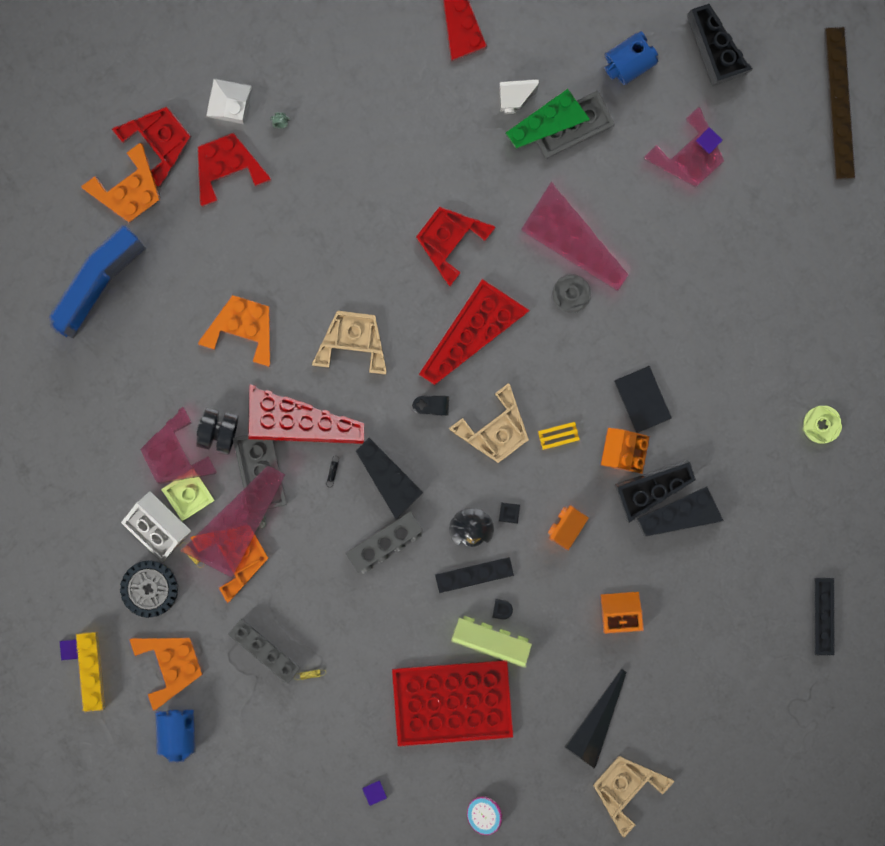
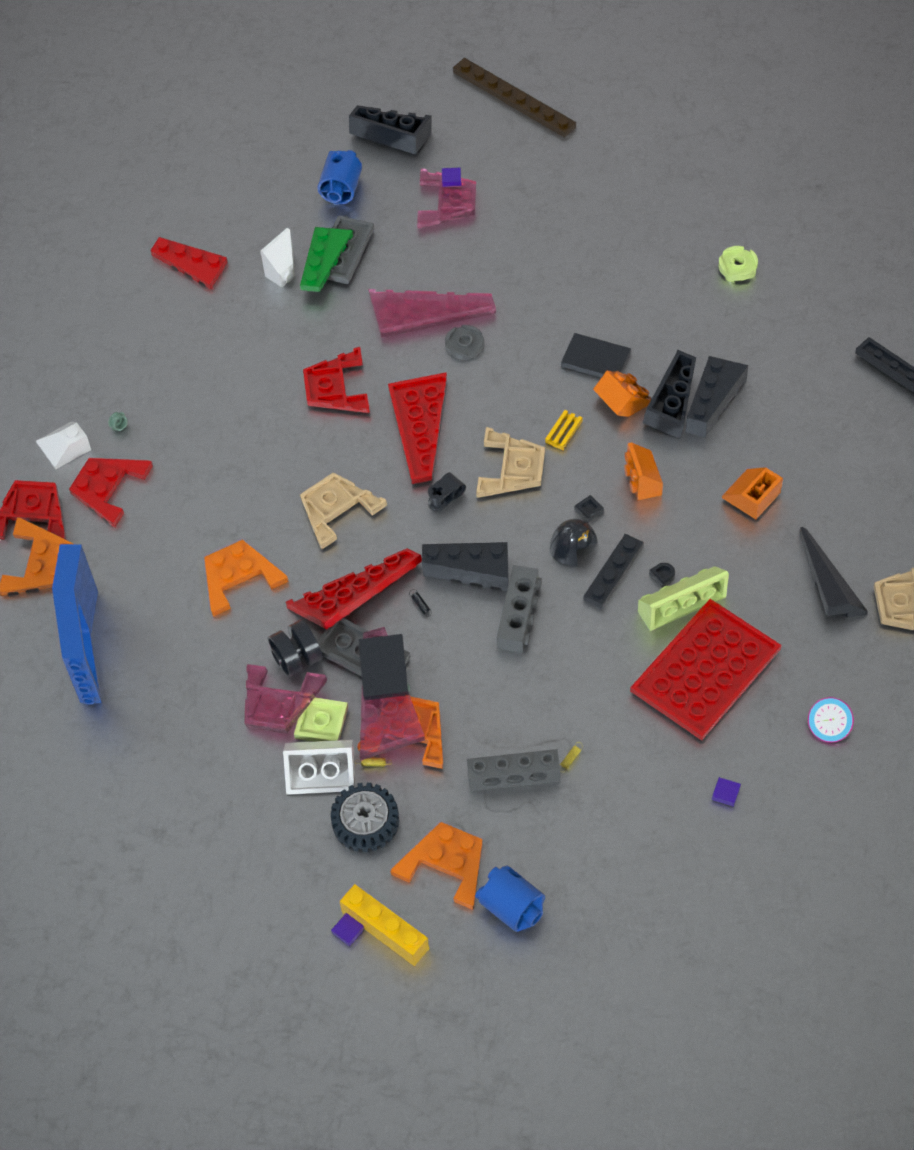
camera: 40 degrees left, 30 degrees down
(253, 505) = (383, 667): none -> black tile

